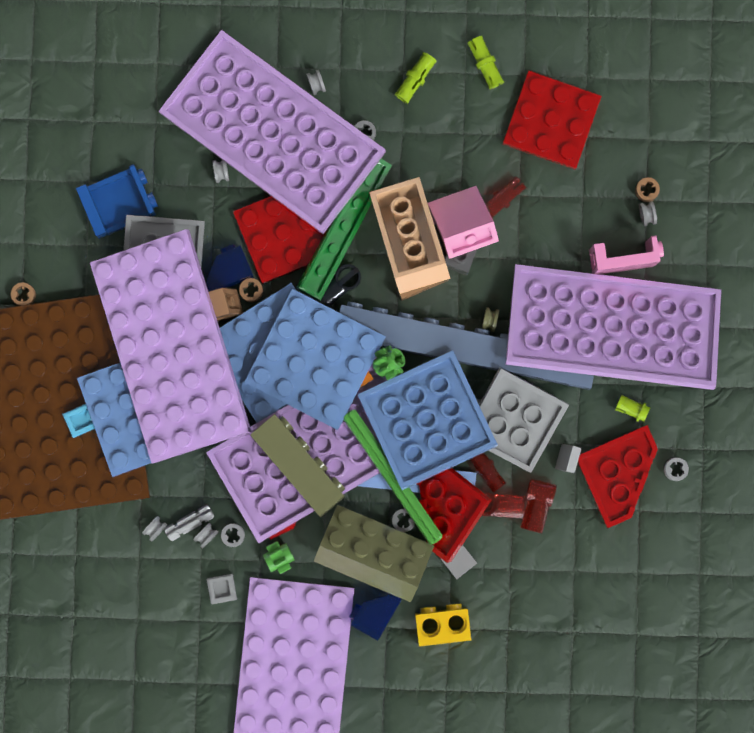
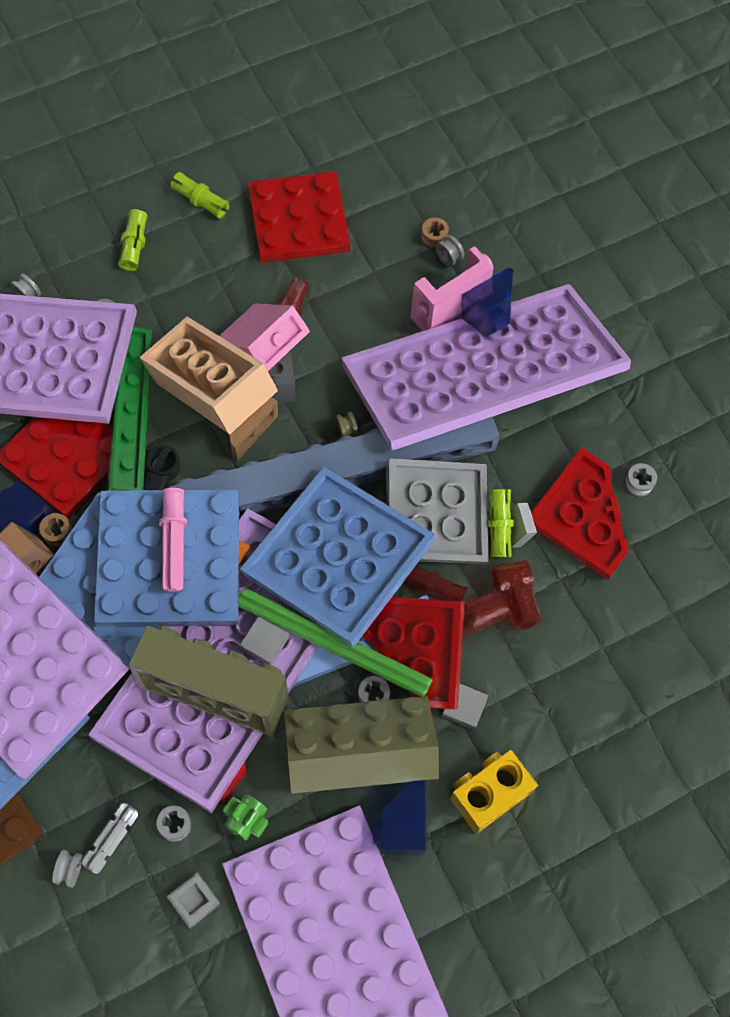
camera: 30 degrees left, 20 degrees down
(206, 535) = (139, 841): light grey bush -> none
(321, 355) = (173, 539): none -> bright pink axle
(348, 452) = (264, 641): none -> light grey tile
(389, 362) = (257, 516): bright green gear -> none
(554, 451) = (500, 523): none -> lime pin
(632, 408) = (555, 441): lime pin -> none
(647, 281) = (489, 303): none -> clear blue slope

